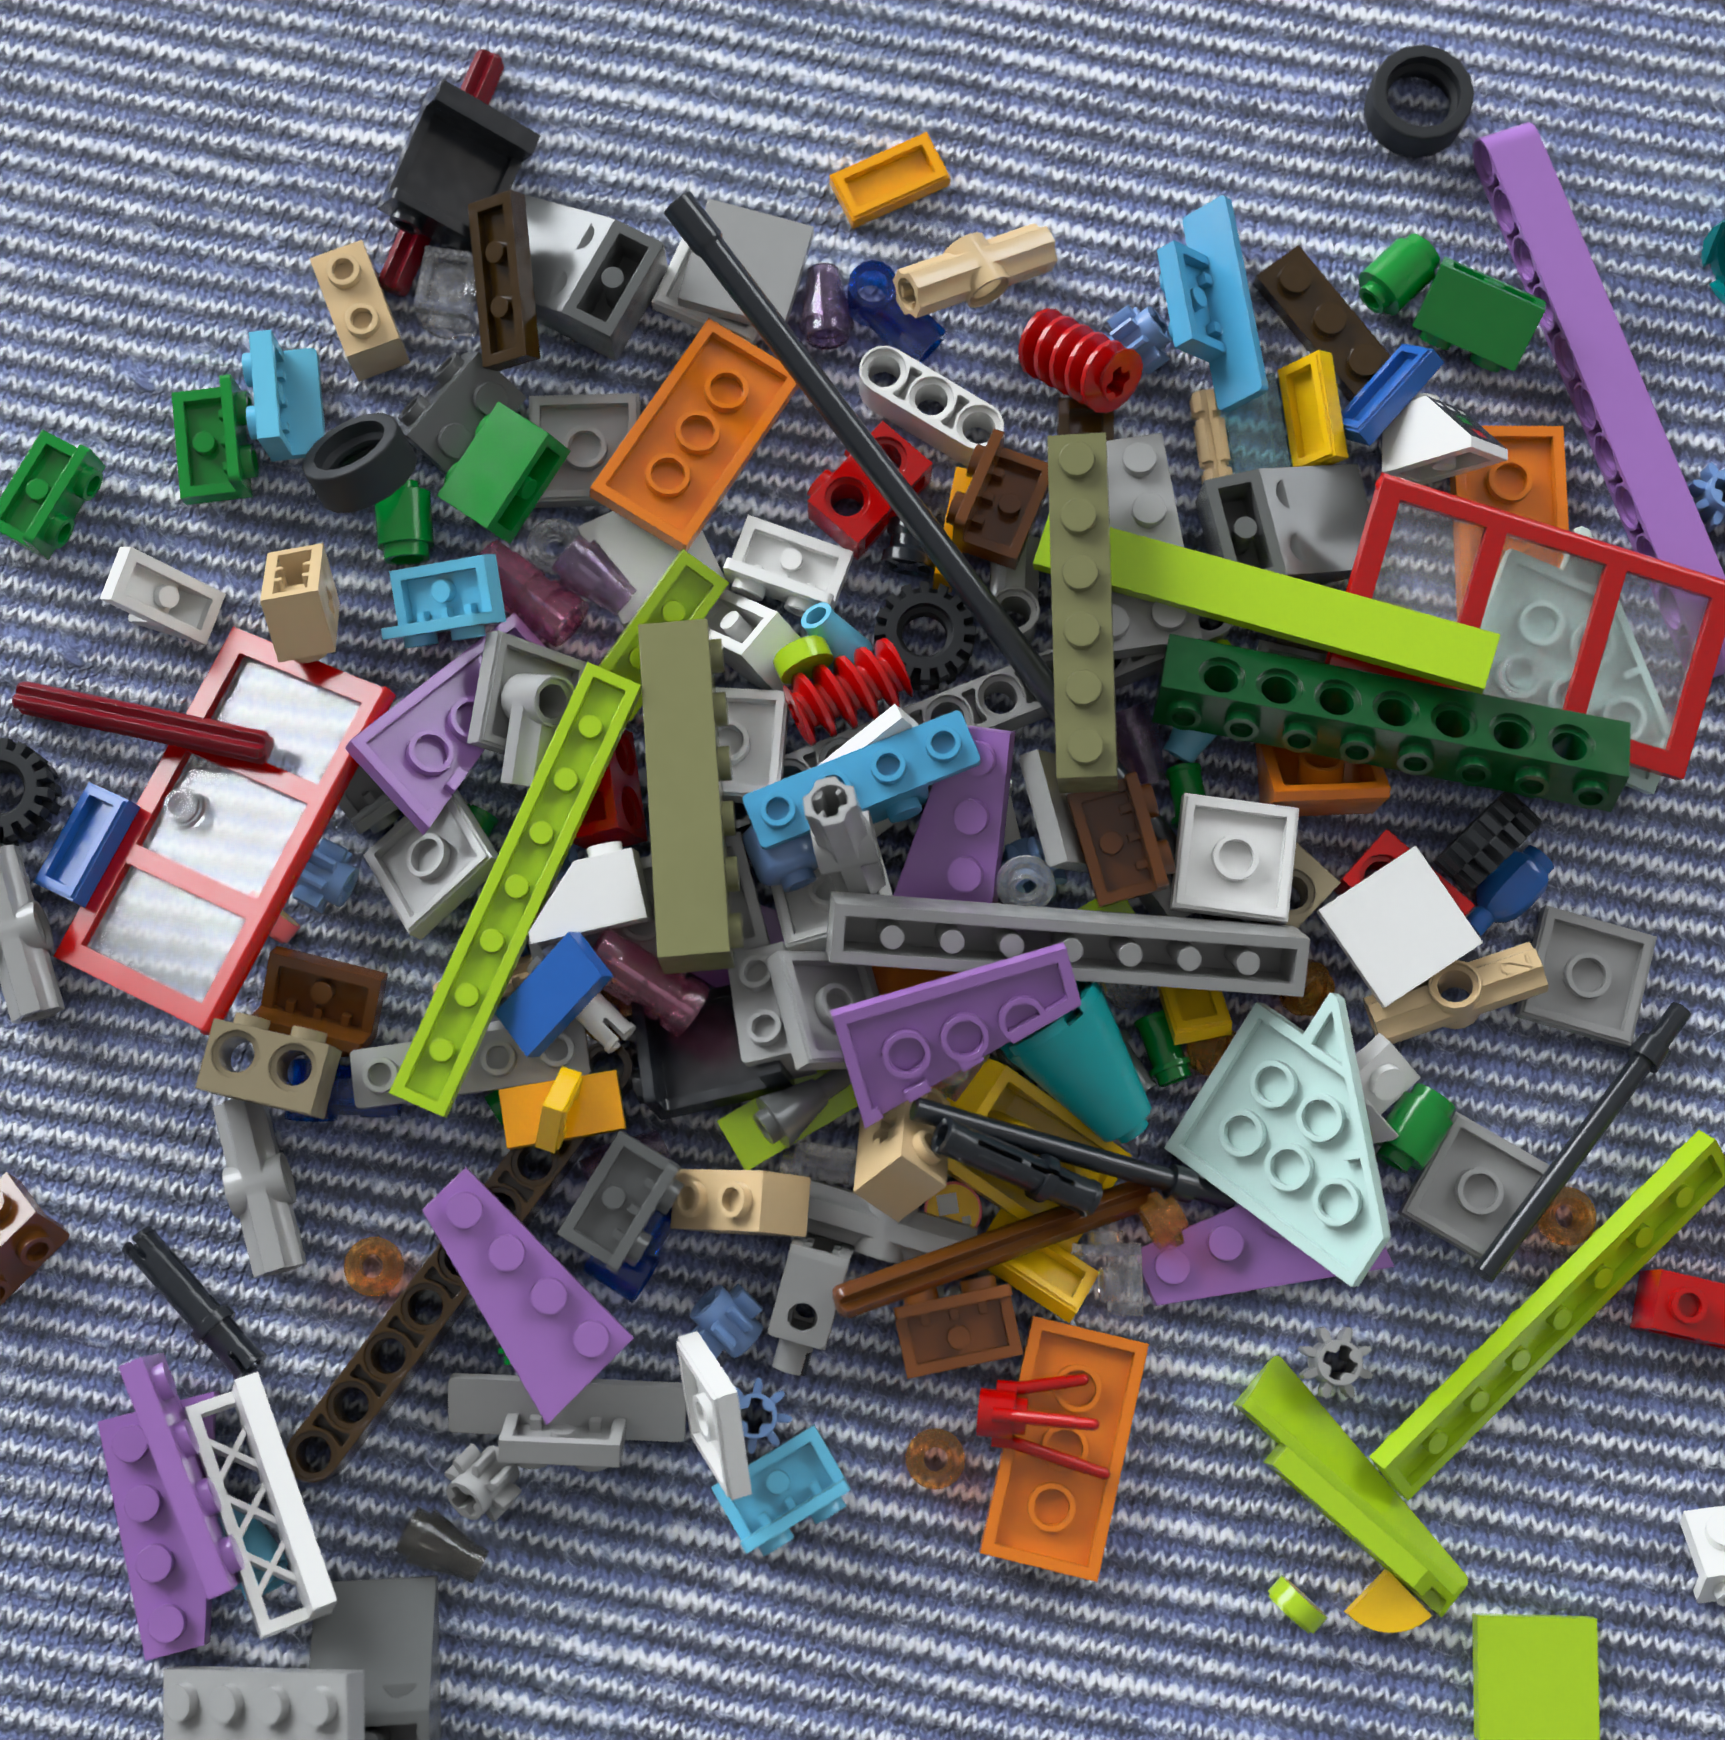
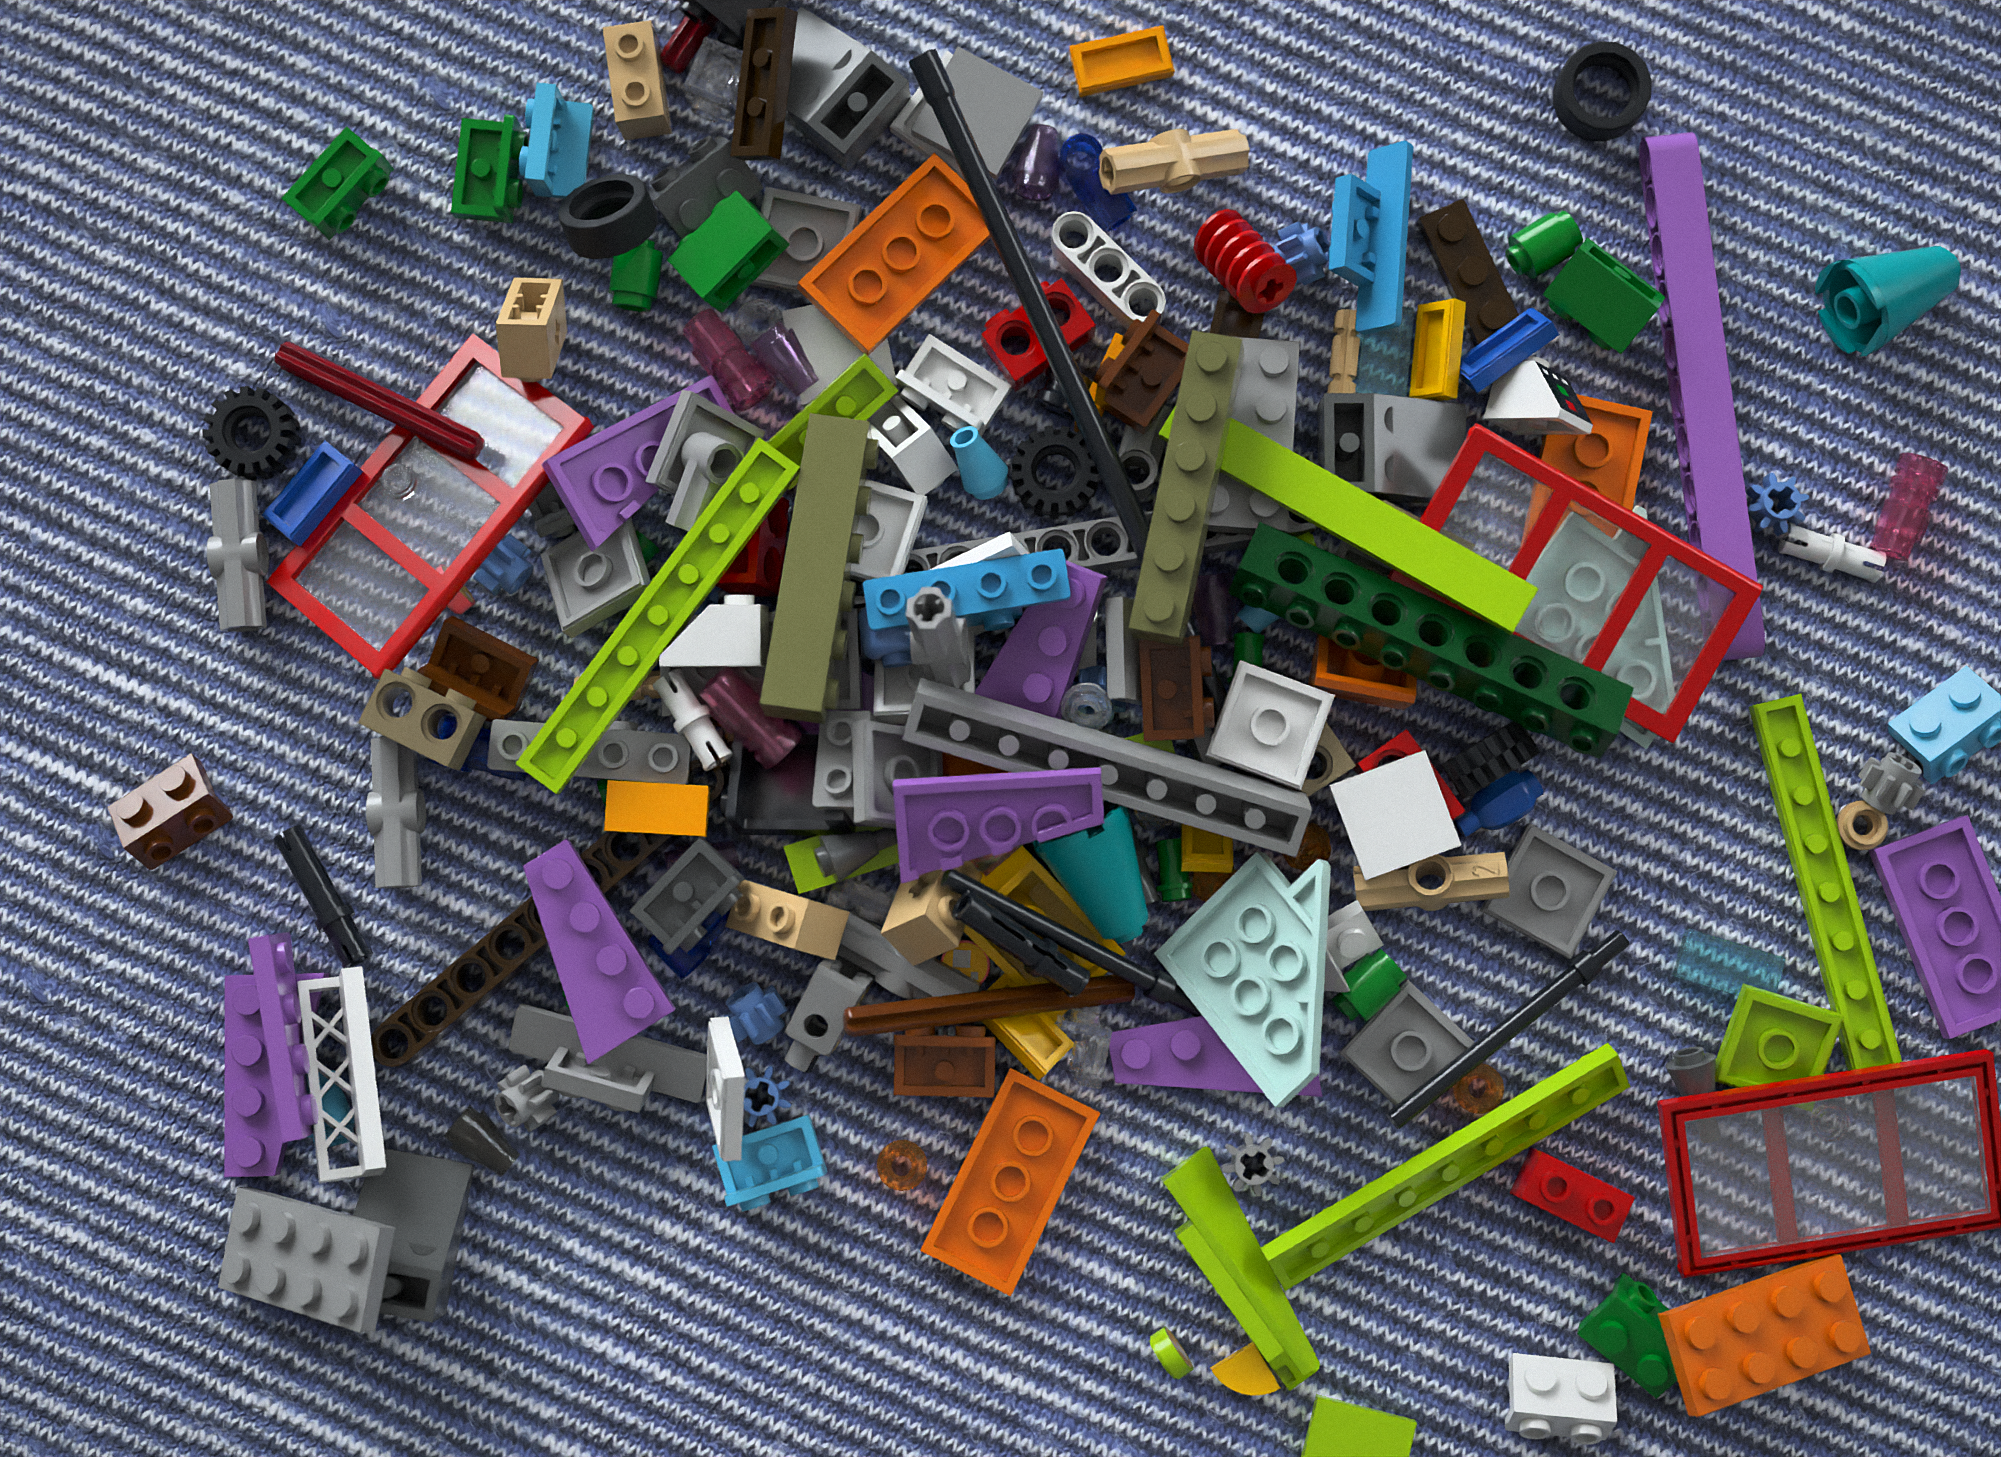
camera: 20 degrees right, 5 degrees up
(162, 596) = (417, 295): white slope -> none
(392, 1266) = (491, 900): clear orange plate -> none
(444, 598) = (655, 351): medium azure bracket -> none
(553, 994) = (669, 712): blue tile -> none
(556, 1108) = (650, 807): yellow tile -> none
(801, 657) = (943, 472): lime tile -> none
(847, 689) = (975, 508): red piece -> none
(1005, 1414) = (965, 1143): red plant -> none
(1163, 1220) = (1136, 1014): clear orange plate -> none

